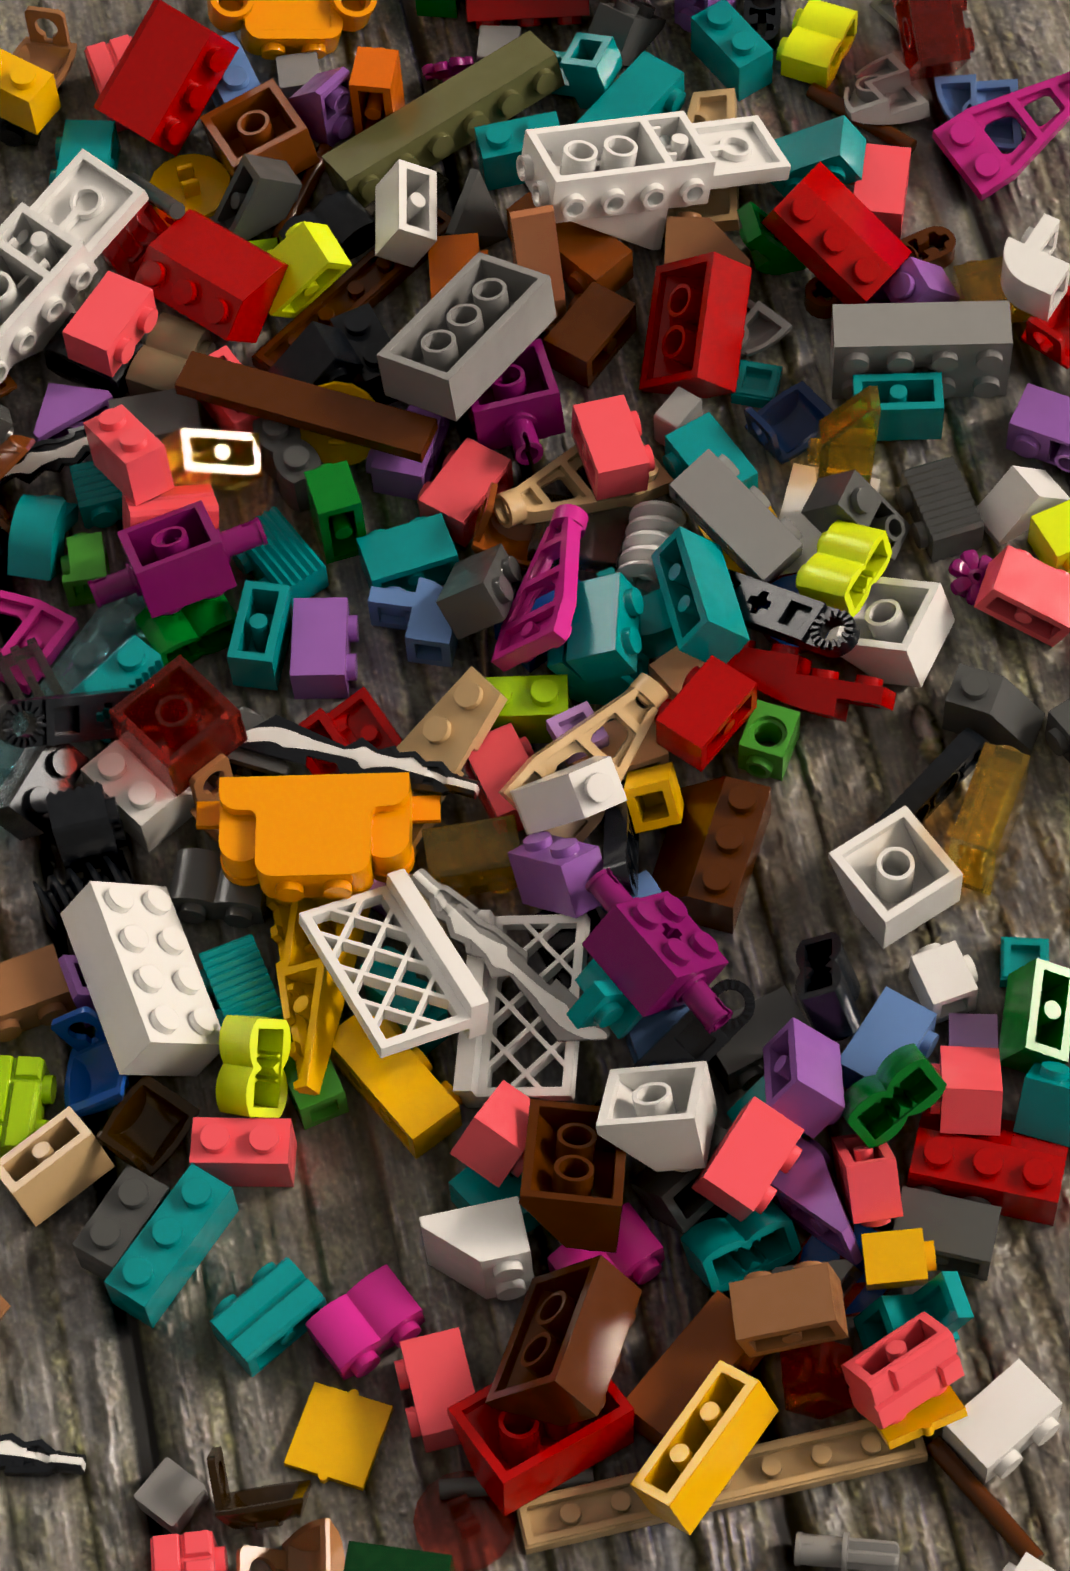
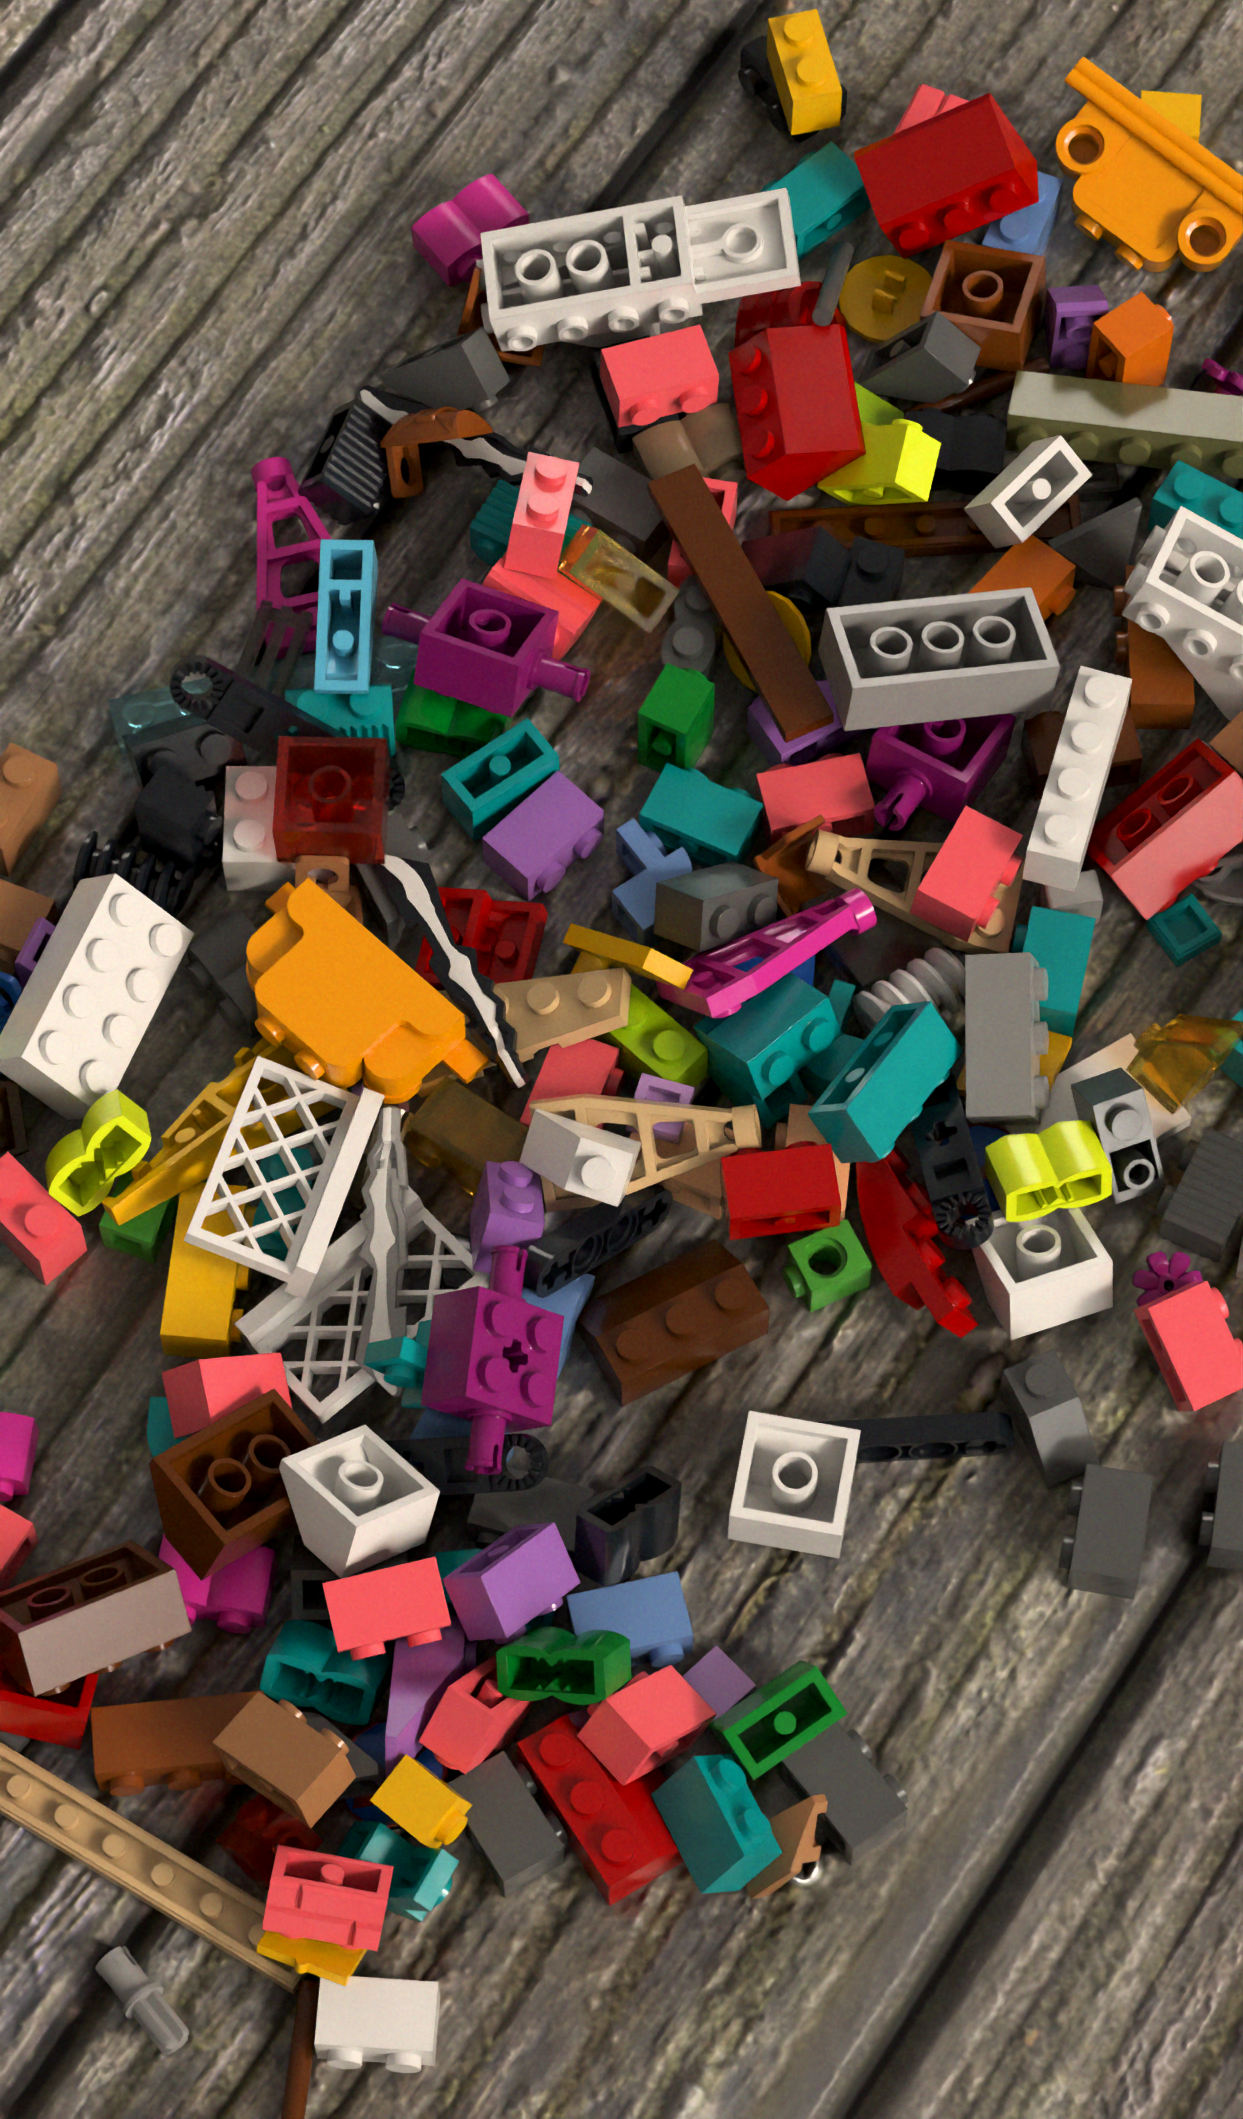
camera: 40 degrees right, 5 degrees up
(39, 536) = (414, 519): teal brick -> none
(50, 54) = (880, 60): medium nougat piece -> none
(63, 615) = (345, 616): none -> medium azure slope
(68, 408) = (554, 427): medium lavender slope -> none
(85, 562) = (425, 581): bright green brick -> none
(239, 980) = (170, 1072): teal brick -> none
(284, 559) = (595, 728): teal brick -> none
(296, 71) = (1092, 265): light grey piece -> none
(435, 677) = (602, 950): none -> yellow piece
(481, 1247) = (117, 1478): white slope -> none
(537, 248) = (1086, 636): nougat slope -> none
(619, 339) = (1077, 779): none -> white brick
(654, 797) = (664, 1225): yellow brick -> none
(704, 1447) = (111, 1805): yellow brick -> none
(787, 421) = (1162, 988): dark blue piece -> none
(944, 979) = (741, 1613): white brick -> none
(989, 815) = (927, 1507): clear yellow brick -> none
(1019, 951) = (837, 1659): teal tile -> none

